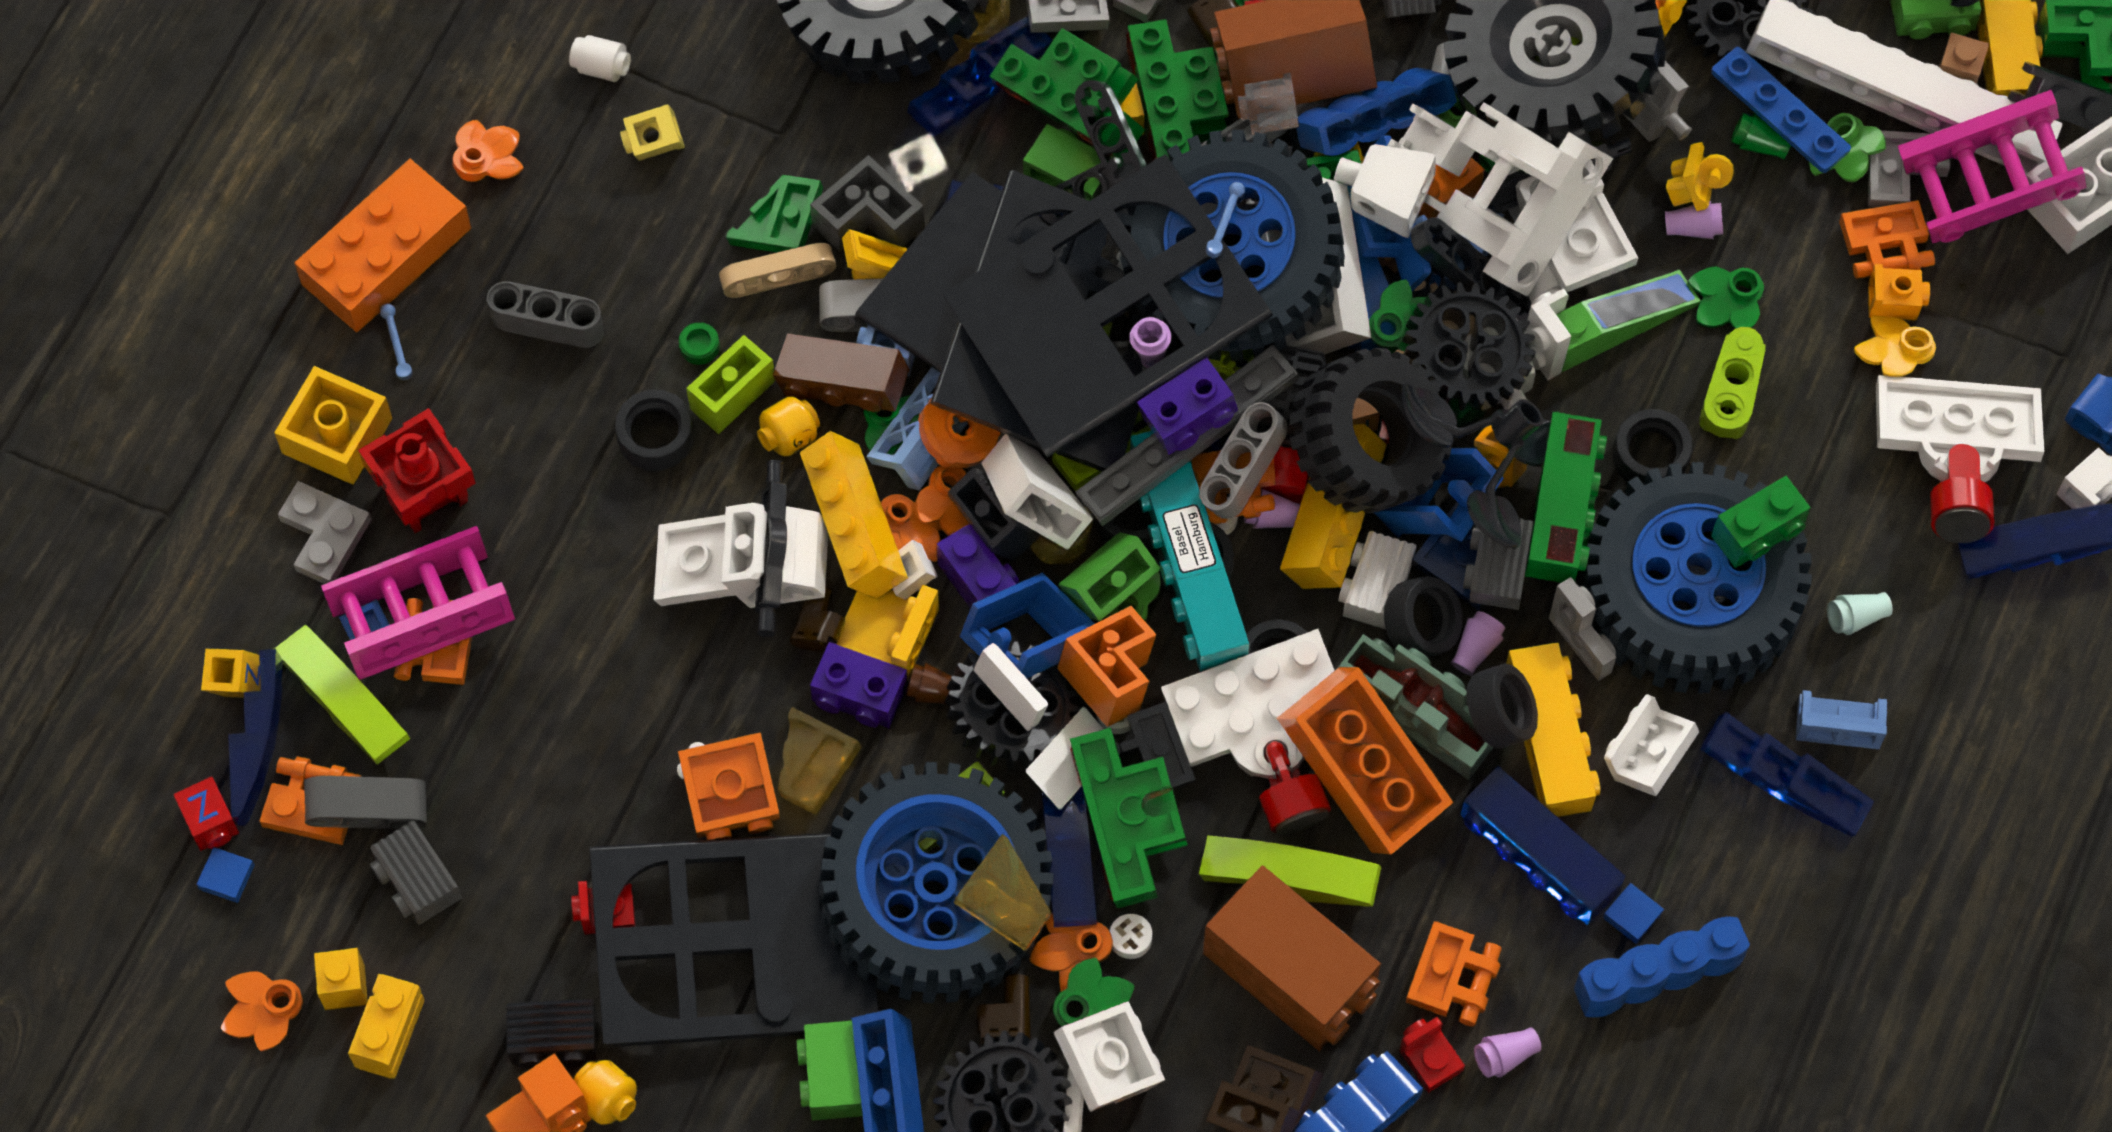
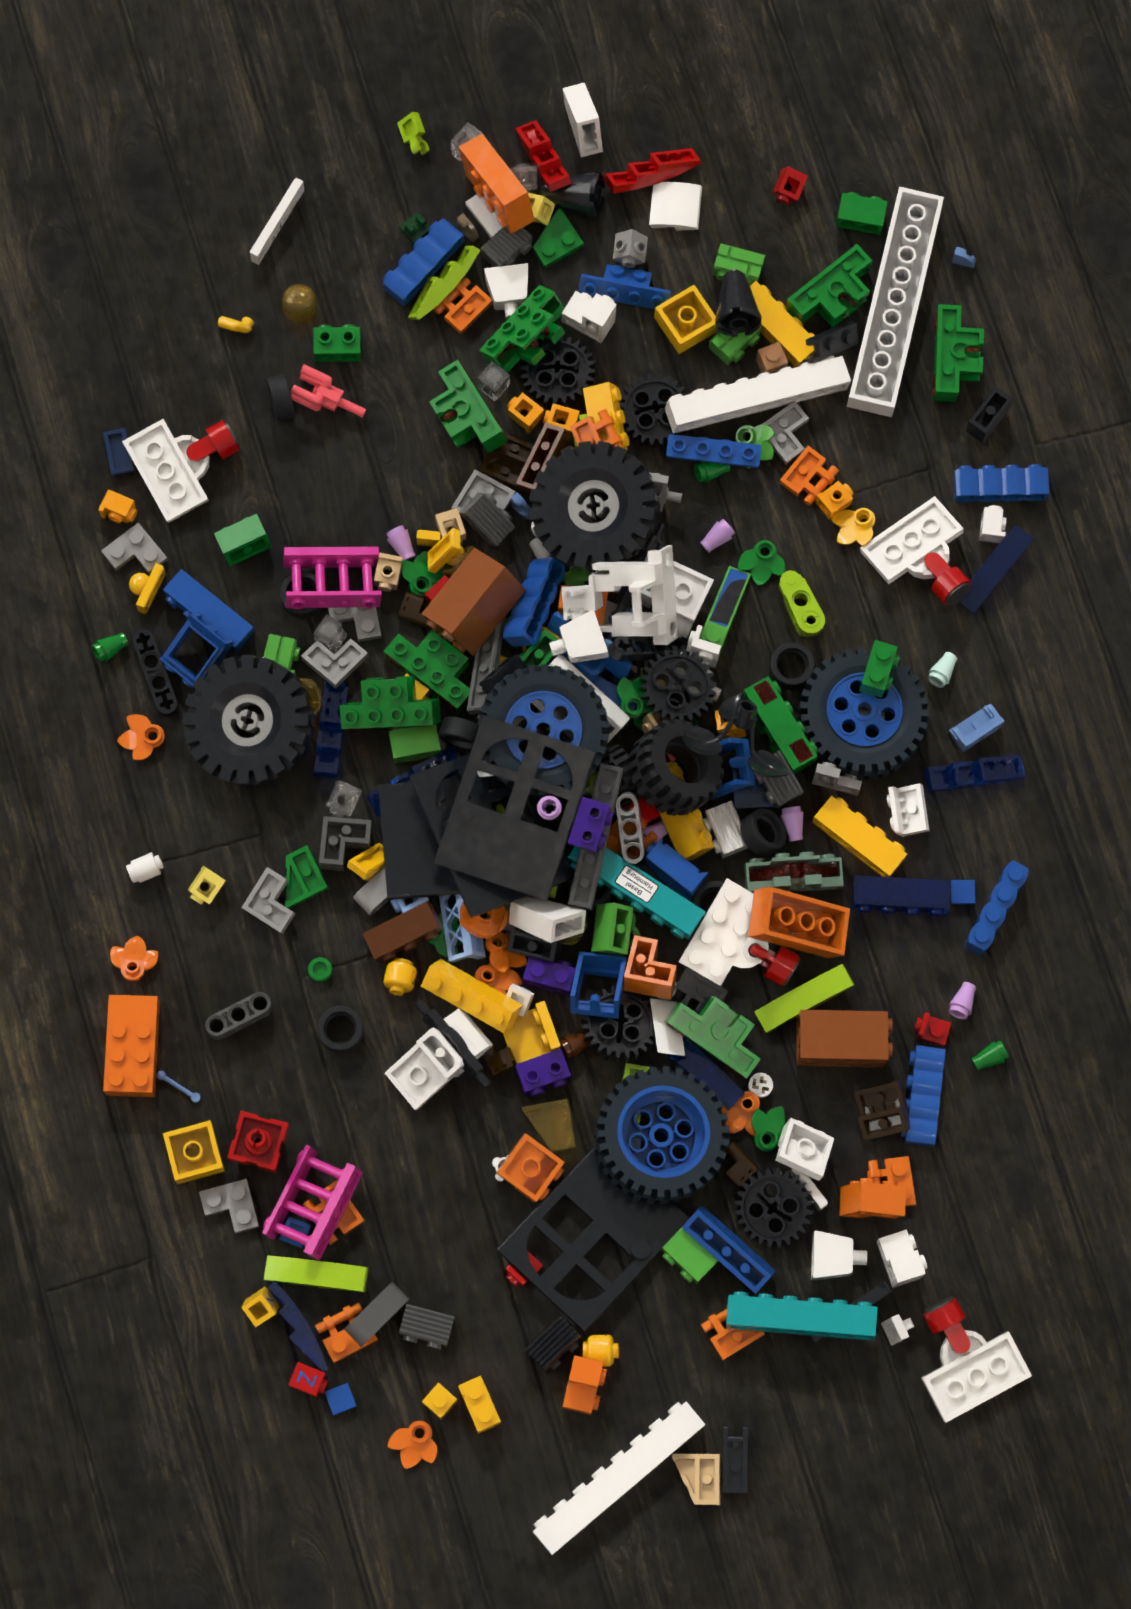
camera: 45 degrees left, 10 degrees up
(705, 204) = (263, 901): none -> light grey plate
(731, 384) = (358, 979): lime brick -> none
(777, 270) = (325, 904): tan beam -> none
(1005, 896) = (702, 1117): clear yellow wing -> none
(1010, 686) = (619, 1019): white tile -> none
(1108, 170) = (446, 735): black beam -> none
(1214, 246) = (545, 743): medium blue hinge -> none
(1260, 568) = (674, 870): none -> blue window
(1269, 105) = (488, 640): clear brick -> none
(1440, 969) = (905, 988): orange plate -> none
(1502, 706) = (837, 848): black tyre -> none
(1697, 176) = (703, 514): yellow hips -> none
(1999, 129) = (823, 386): dark pink fence -> none

